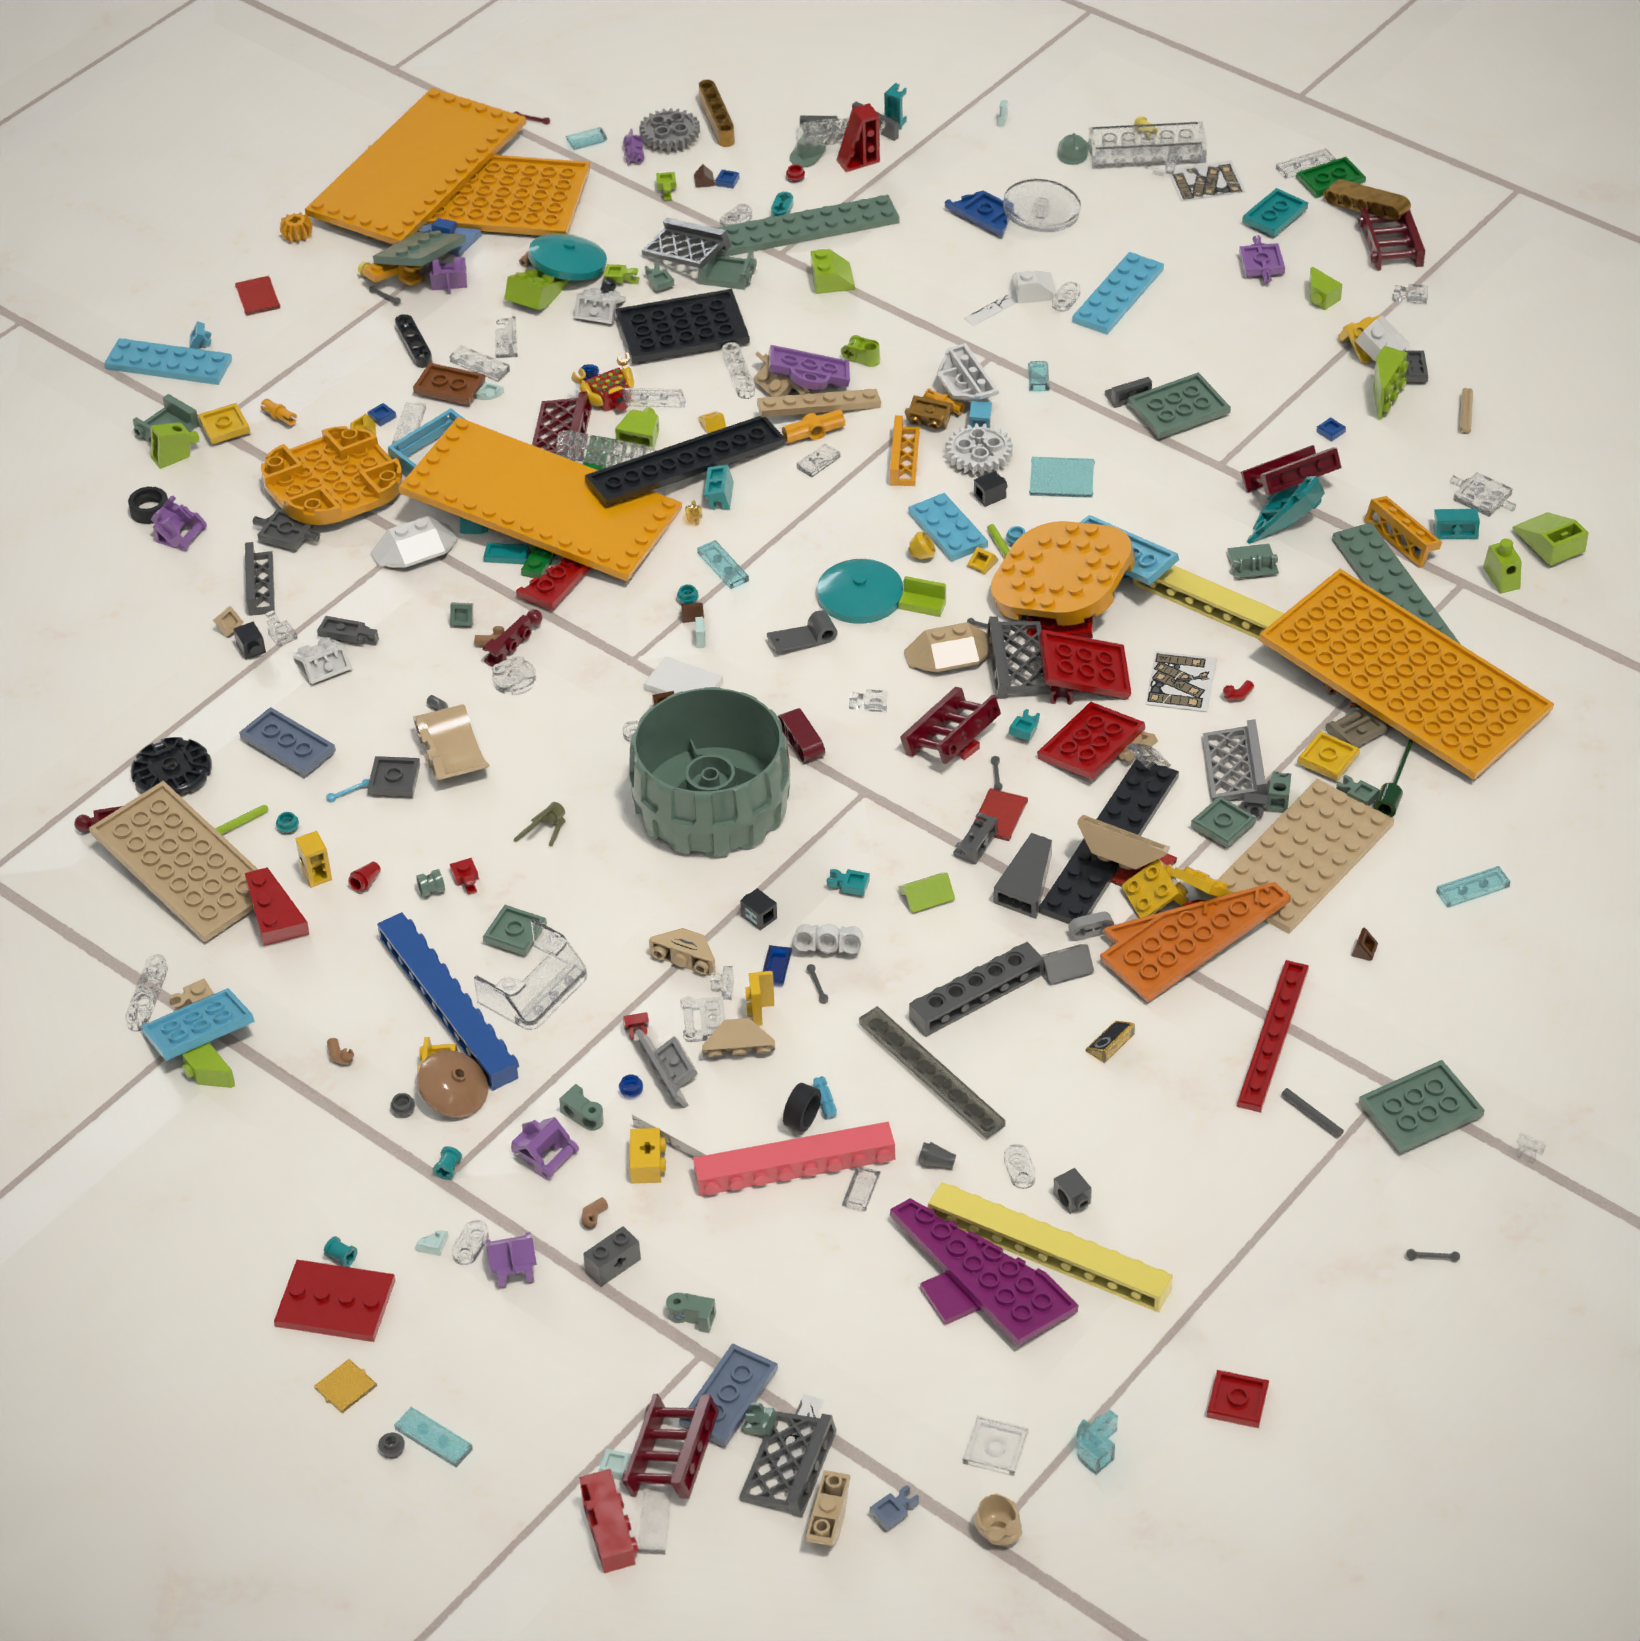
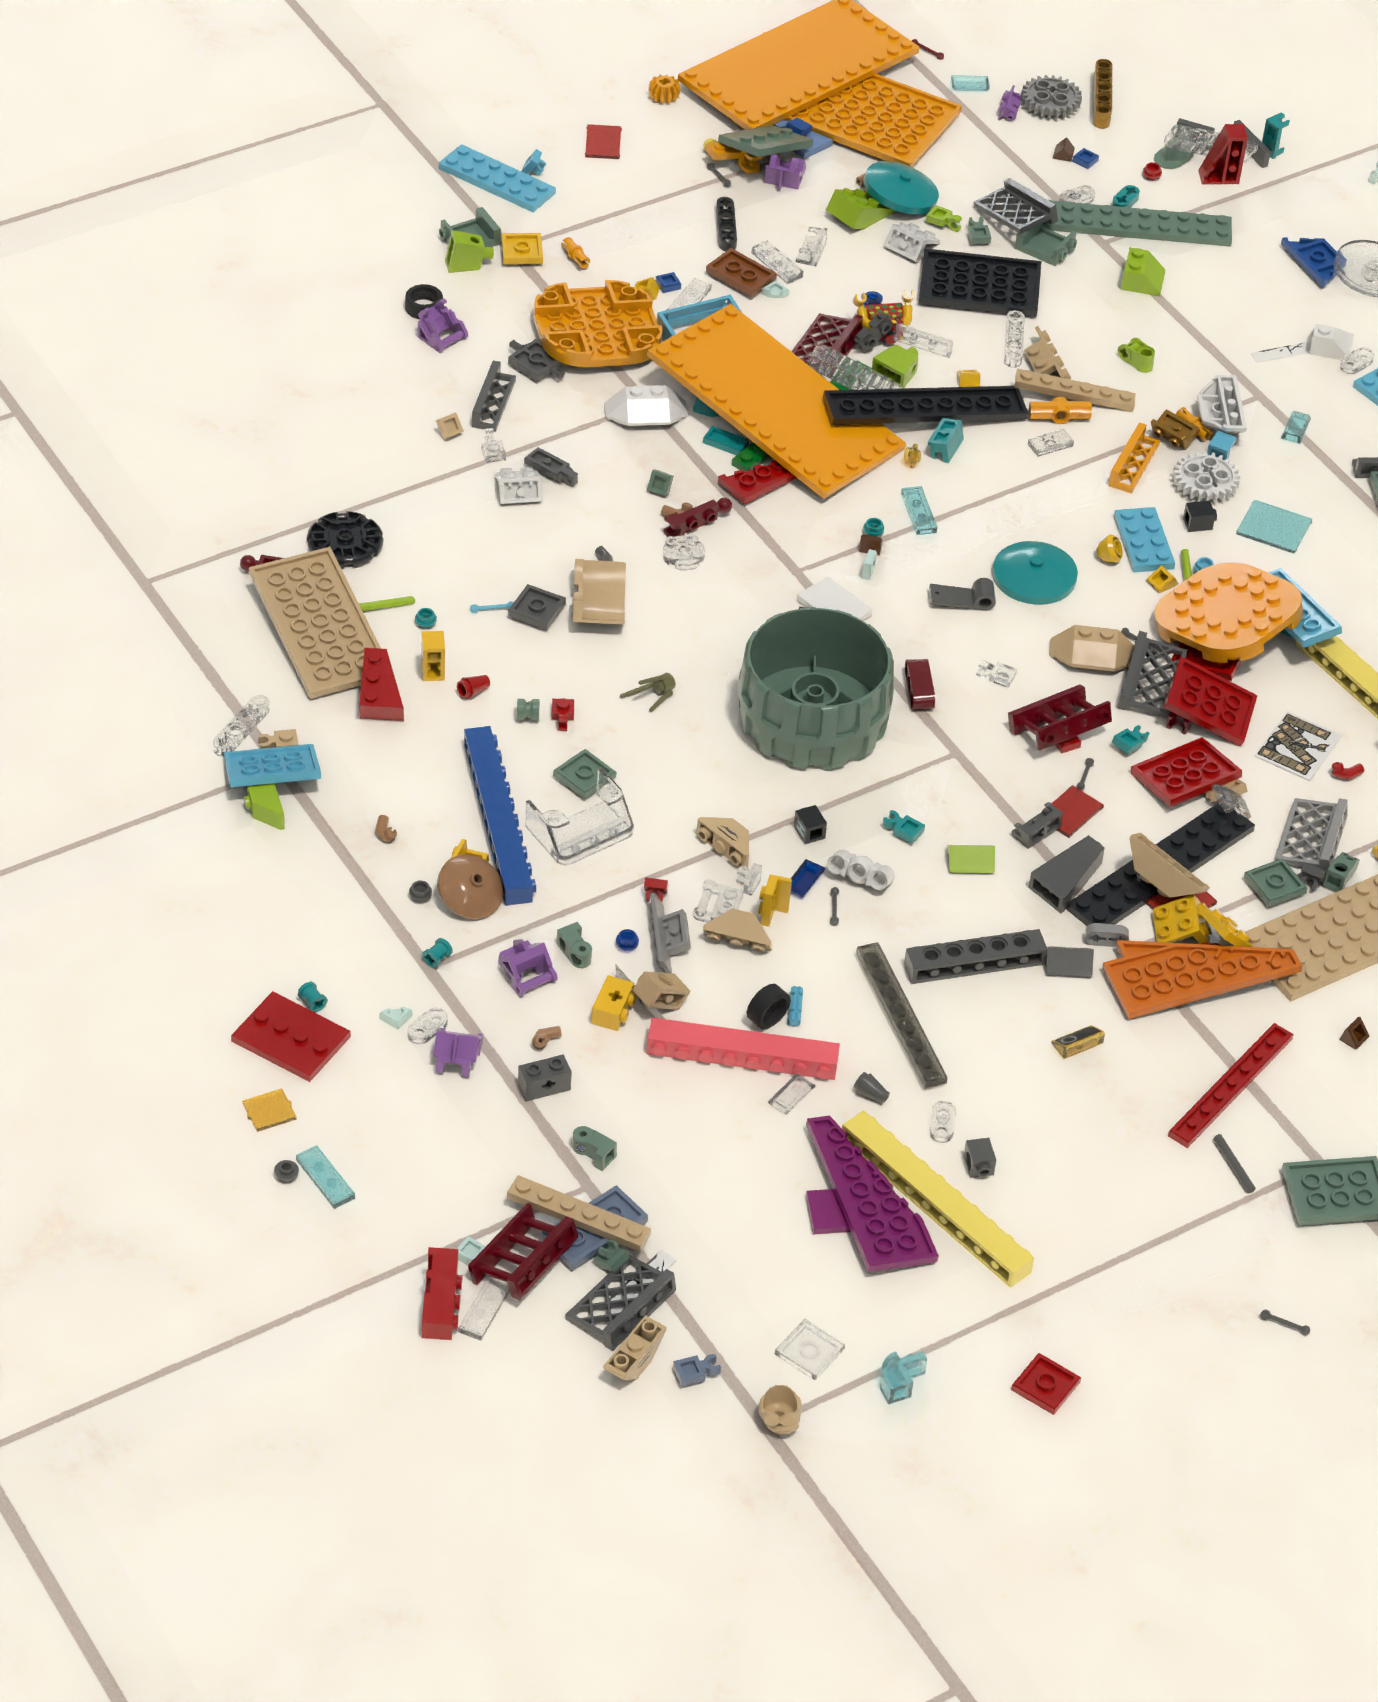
camera: 15 degrees right, 0 degrees up
(249, 640) = (461, 448): black brick -> none
(287, 741) = (456, 547): sand blue plate -> none
(608, 285) = (927, 224): black hinge -> none
(609, 395) = (880, 324): none -> dark grey hinge
(666, 182) = (1025, 144): lime plate -> none
(690, 1126) = (661, 990): none -> tan brick
(719, 1385) = (584, 1214): none -> tan plate
(809, 369) = (1078, 356): medium lavender plate -> none
(923, 596) = (1090, 595): lime panel -> none

